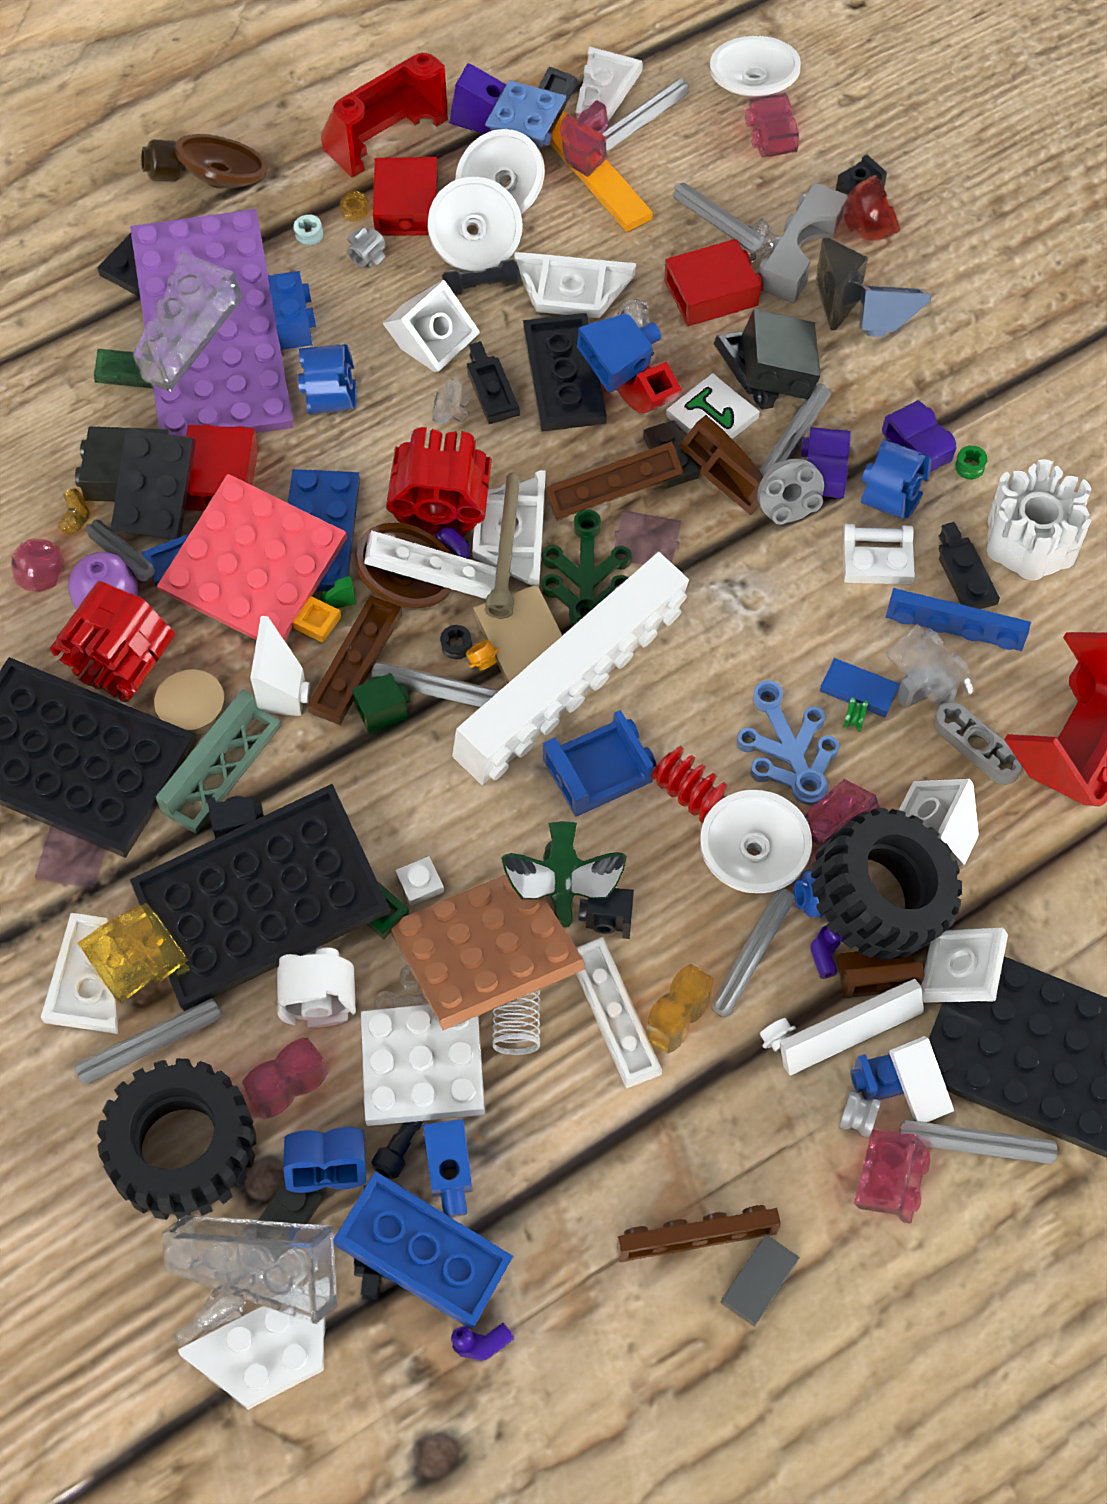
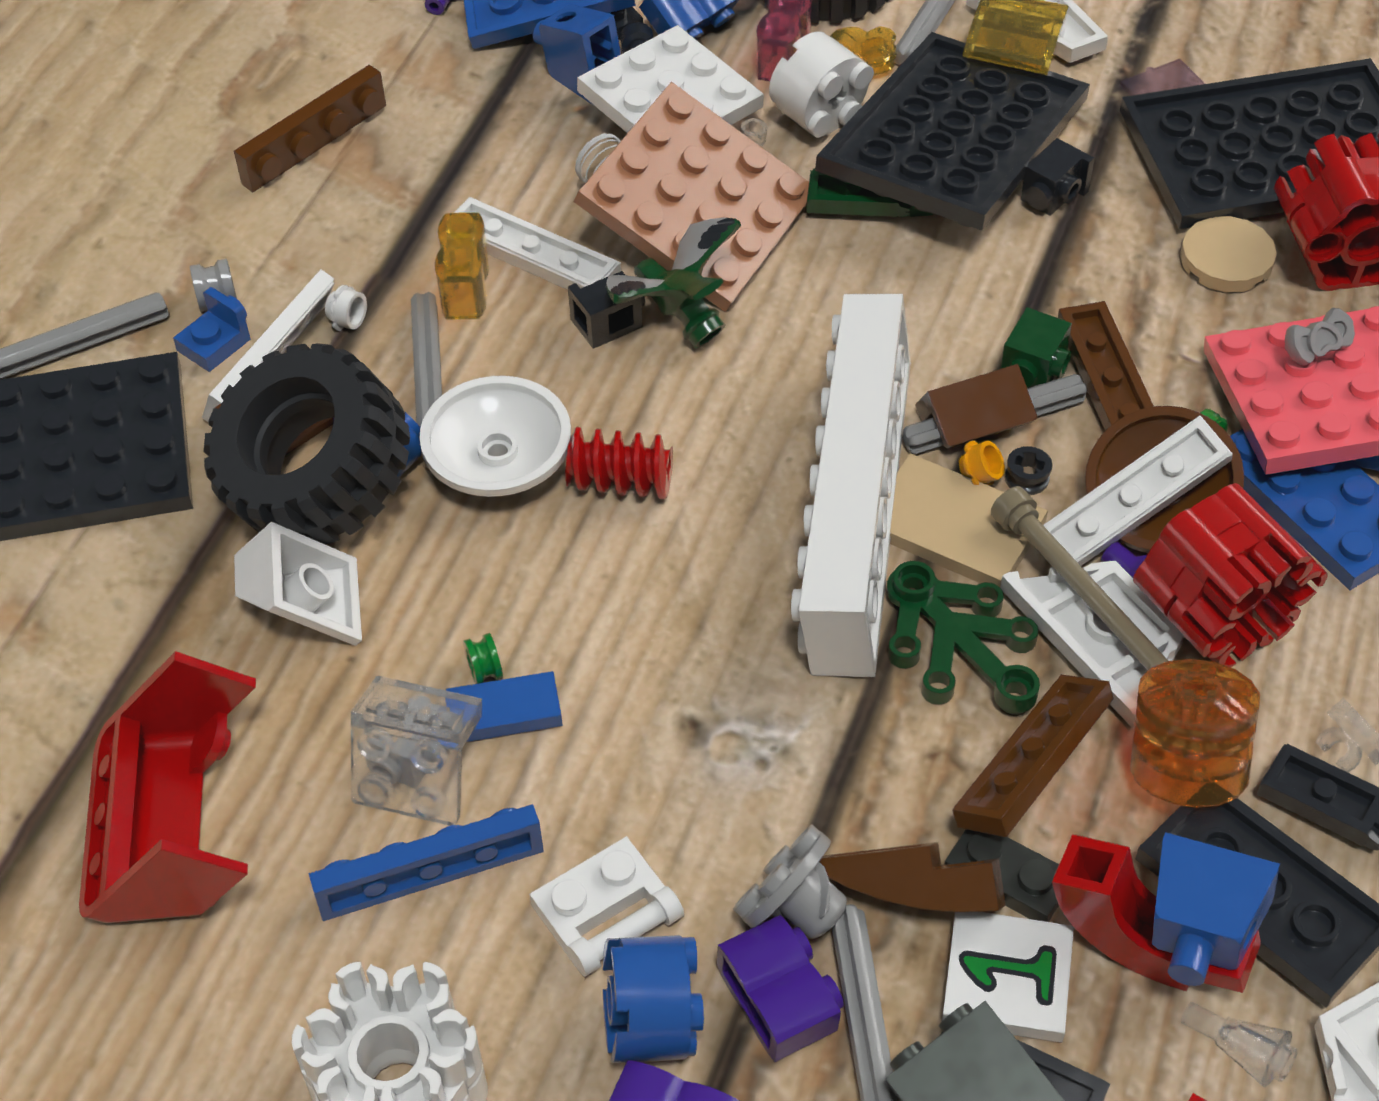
camera: 145 degrees right, 10 degrees down
(208, 753) = (1145, 222): sand green fence -> none
(236, 1043) = (873, 47): none -> clear yellow plate
(239, 571) = (1320, 337): none -> light grey piece
(277, 674) = (1170, 297): white slope -> none
(317, 619) = (1199, 390): light orange plate -> none
(419, 881) = (825, 242): white plate -> none
(447, 691) = (979, 406): none -> reddish brown panel
(542, 445) = (1194, 732): none -> clear orange wheel
(600, 764) = (746, 432): blue panel -> none
(647, 536) = (929, 738): piece -> none
(760, 1280) = (229, 130): dark grey tile -> none
(789, 748) = (541, 582): medium blue plant -> none
(837, 809) = (421, 532): clear pink bracket -> none
(893, 1174) = (149, 258): clear pink bracket -> none
(921, 1080) = (163, 334): white tile -> none
(951, 732) = (284, 713): light grey beam -> none
(964, 965) = (165, 450): white tile -> none
(965, 569) = (473, 963): black hinge -> none

